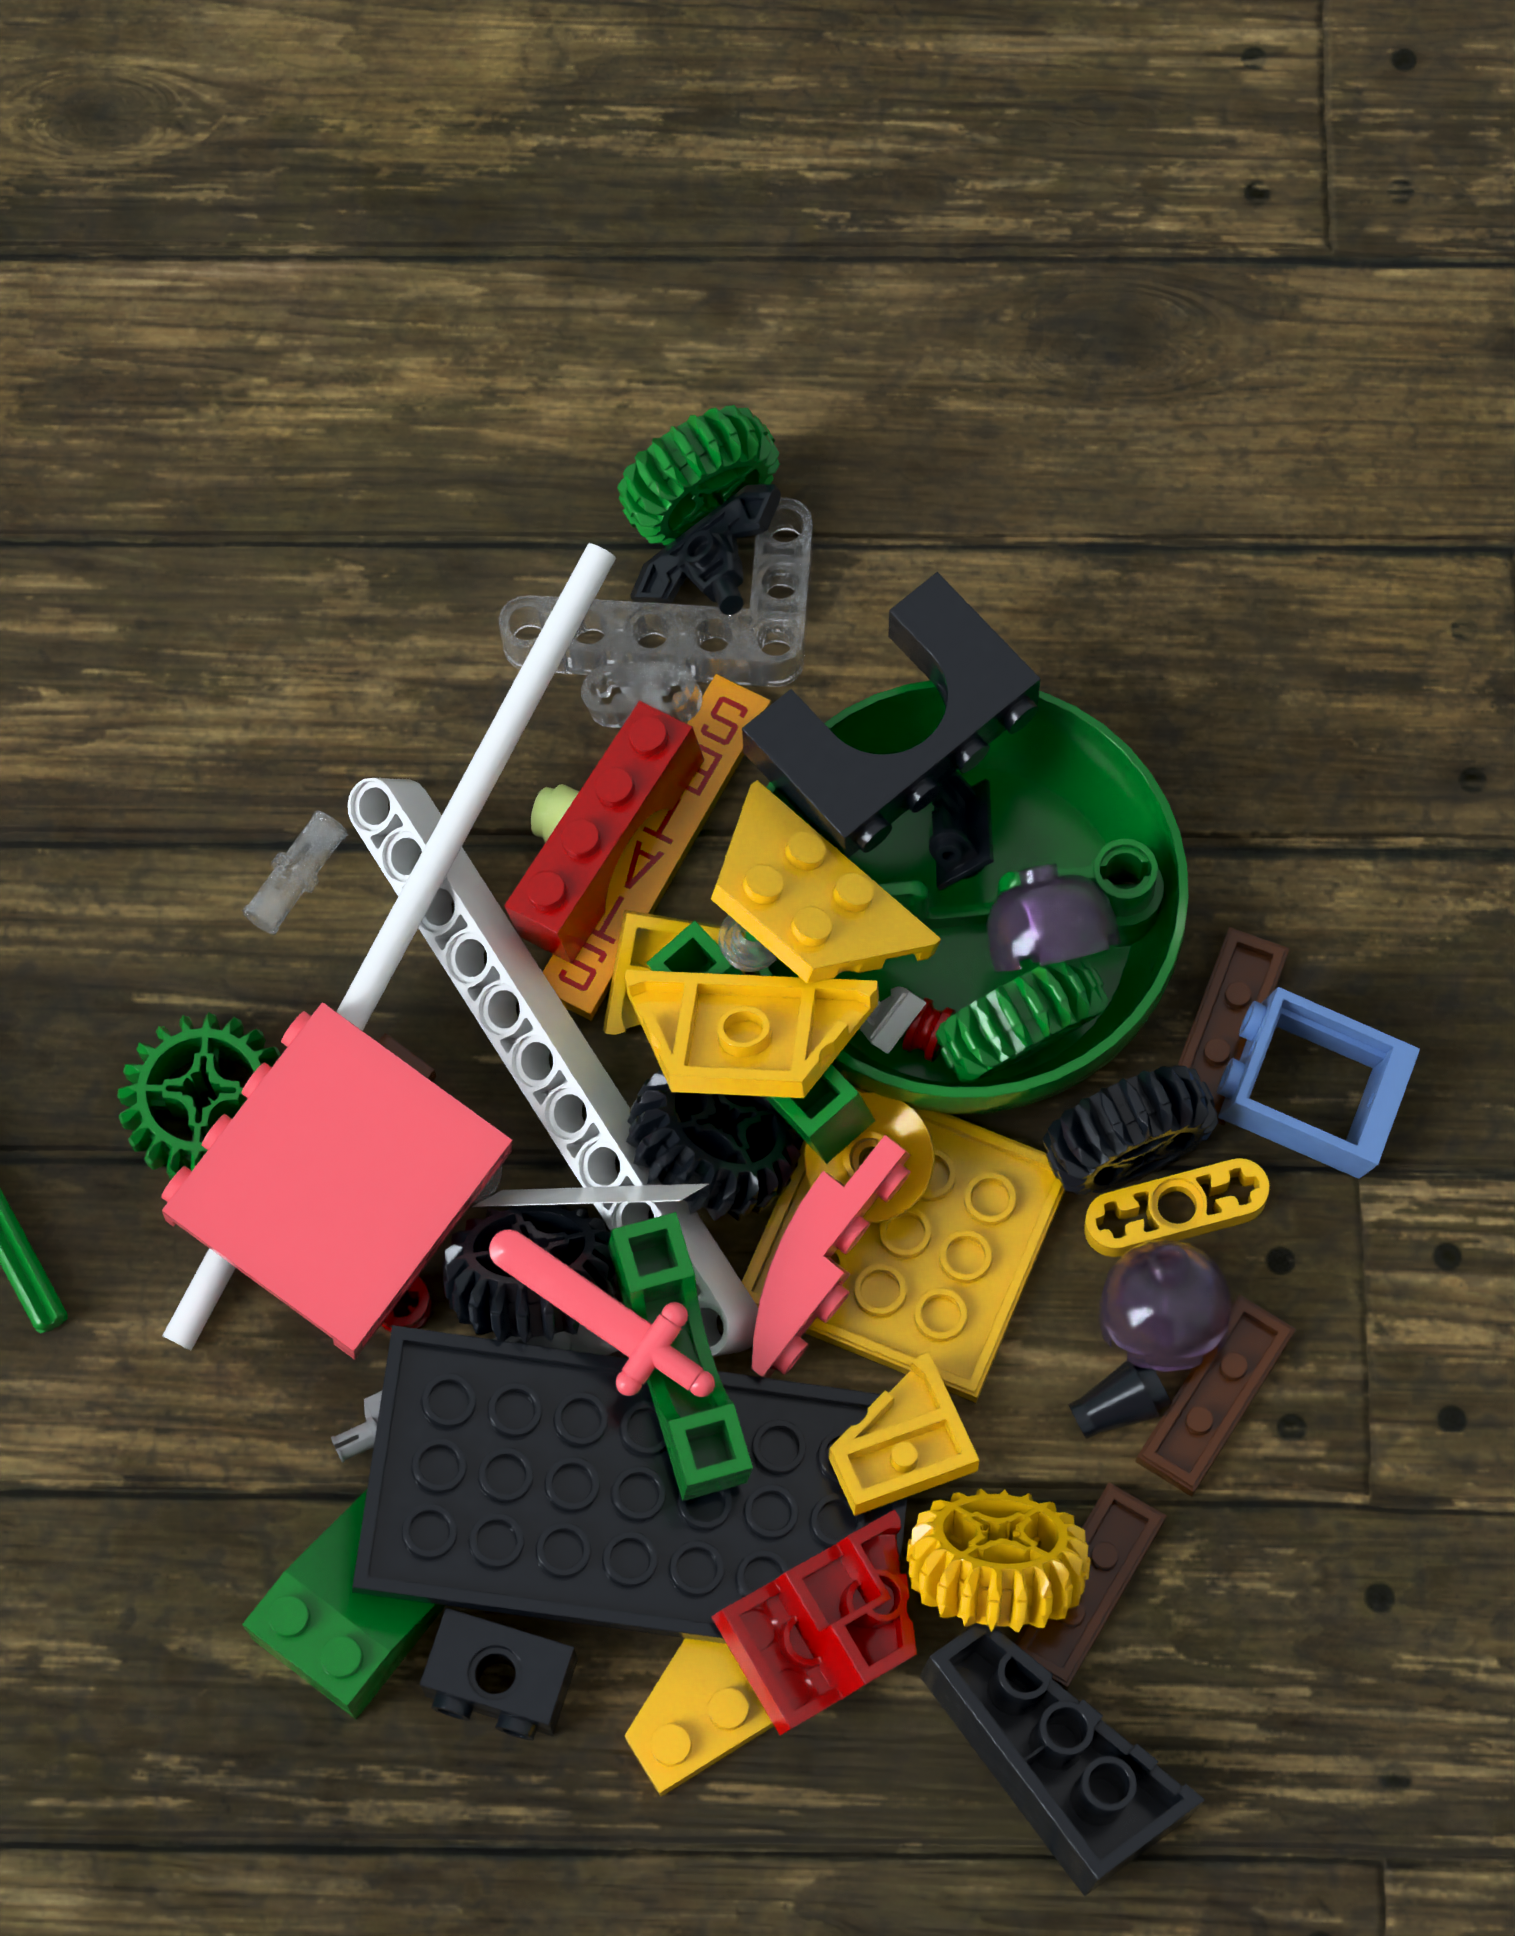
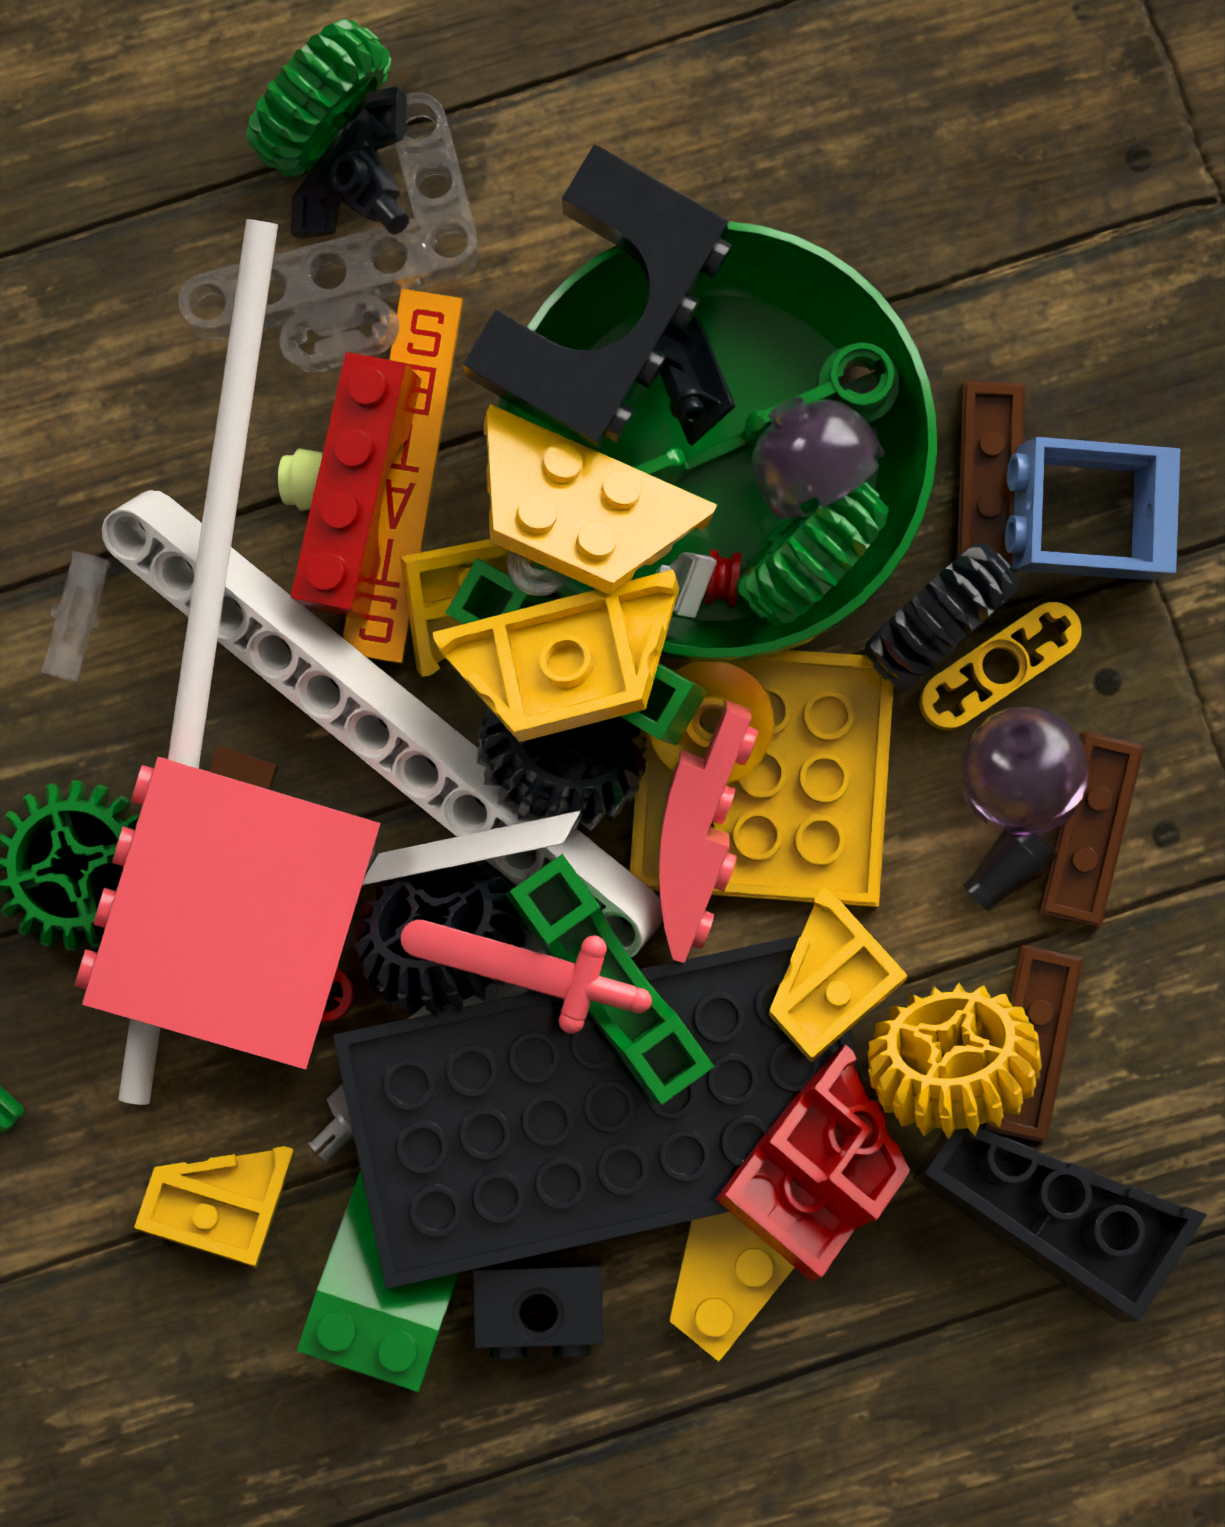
camera: 20 degrees left, 15 degrees up
(219, 1468) = (217, 1203): none -> yellow wing

